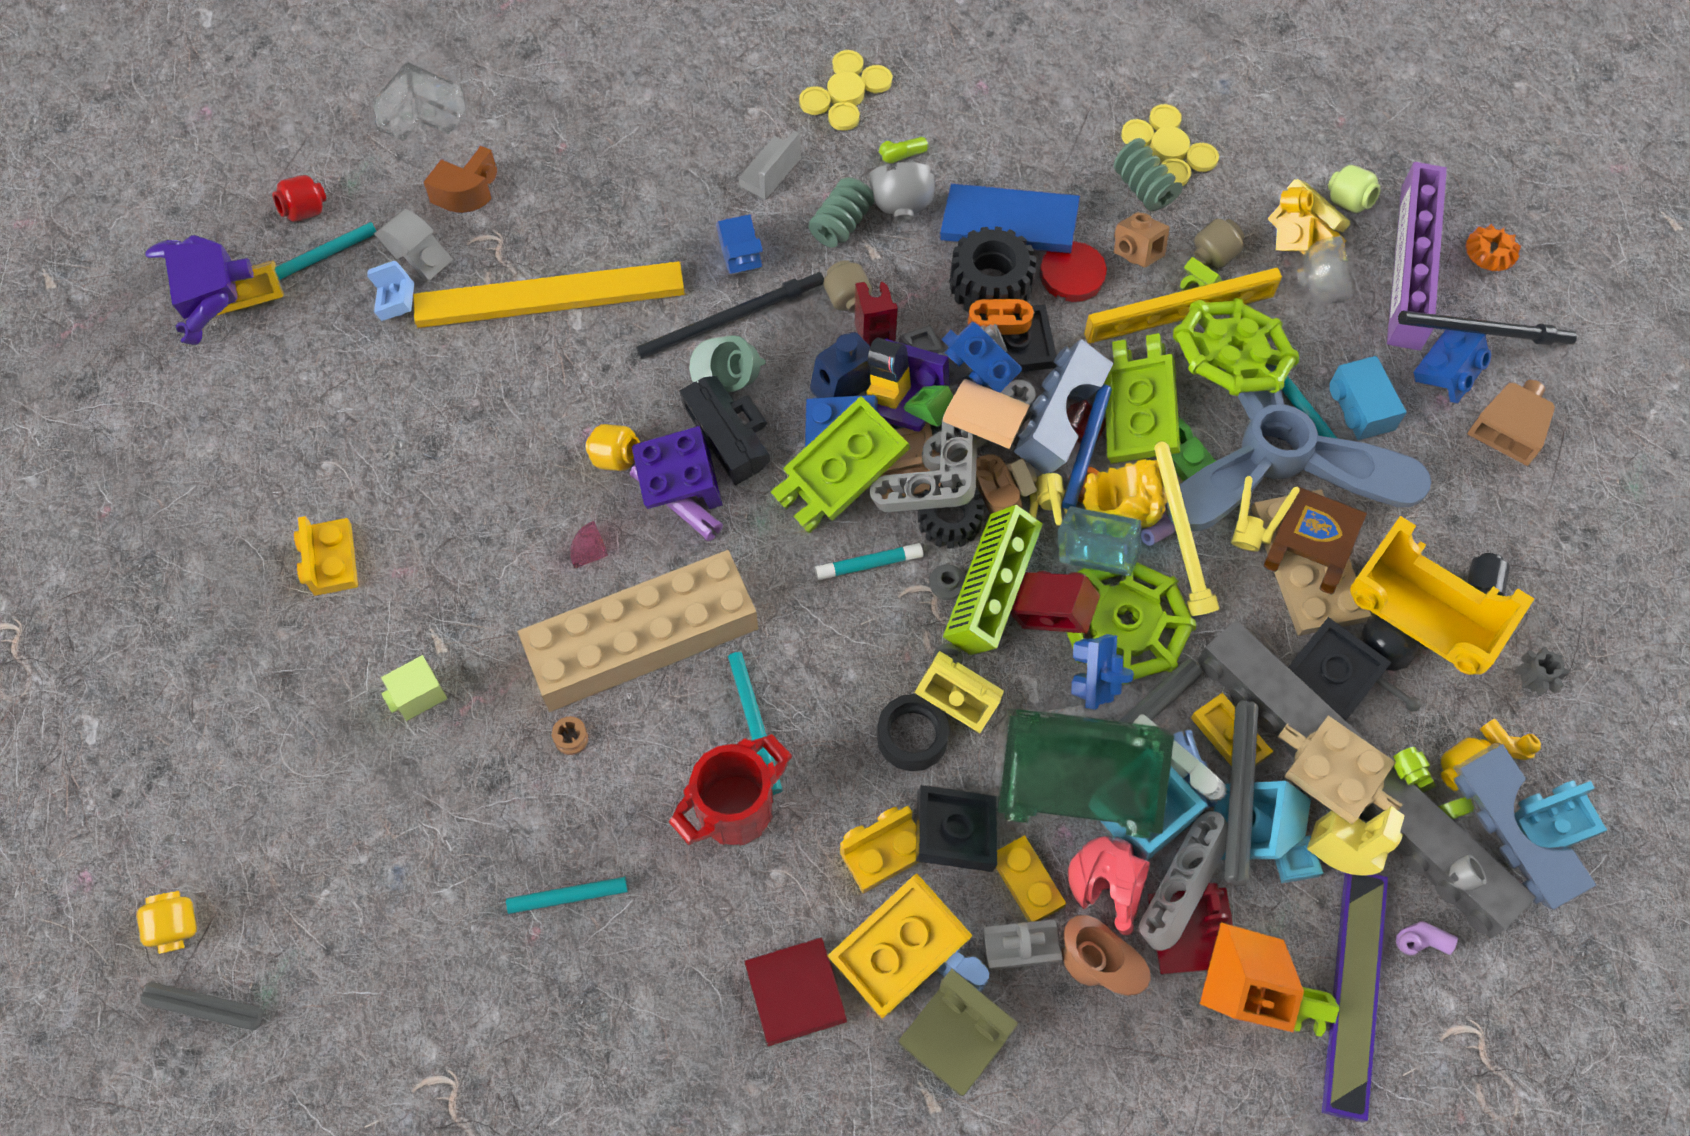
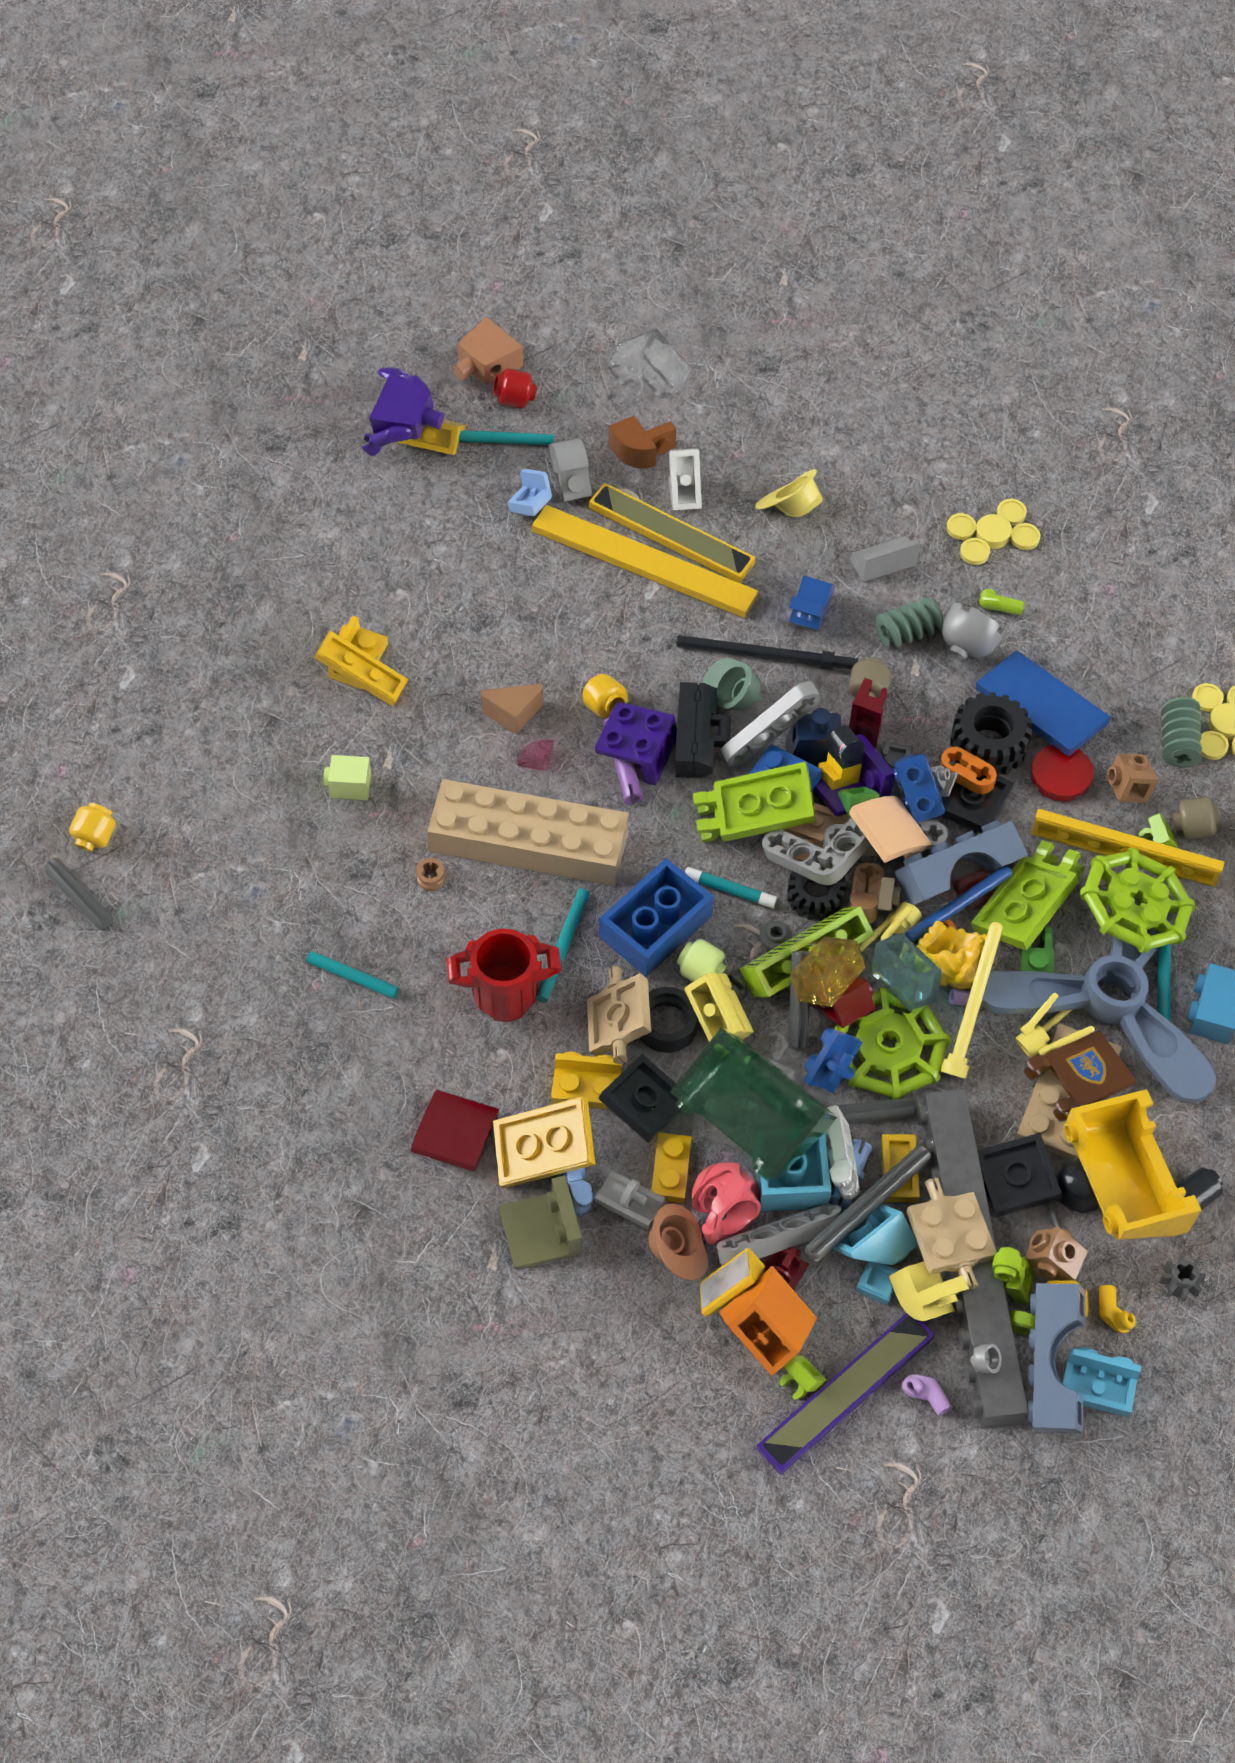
camera: 35 degrees right, 5 degrees down
(246, 178) = (487, 352): none -> nougat torso
(344, 567) = (361, 668): none -> yellow tile
(527, 512) = (512, 705): none -> medium nougat slope
(533, 194) = (685, 479): none -> white slope
(555, 252) = (672, 532): none -> tile
(648, 154) = (796, 497): none -> light yellow piece
(799, 379) = (771, 724): none -> light grey beam
(828, 637) = (655, 917): none -> blue brick
(870, 761) = (618, 1015): none -> tan plate
(904, 654) = (700, 959): none -> yellowish green head
(1025, 631) = (798, 1010): none -> dark grey axle
(1042, 587) = (827, 971): none -> clear yellow brick
(1184, 964) = (729, 1281): none -> slope
(1430, 724) = (1055, 1254): none -> medium nougat brick

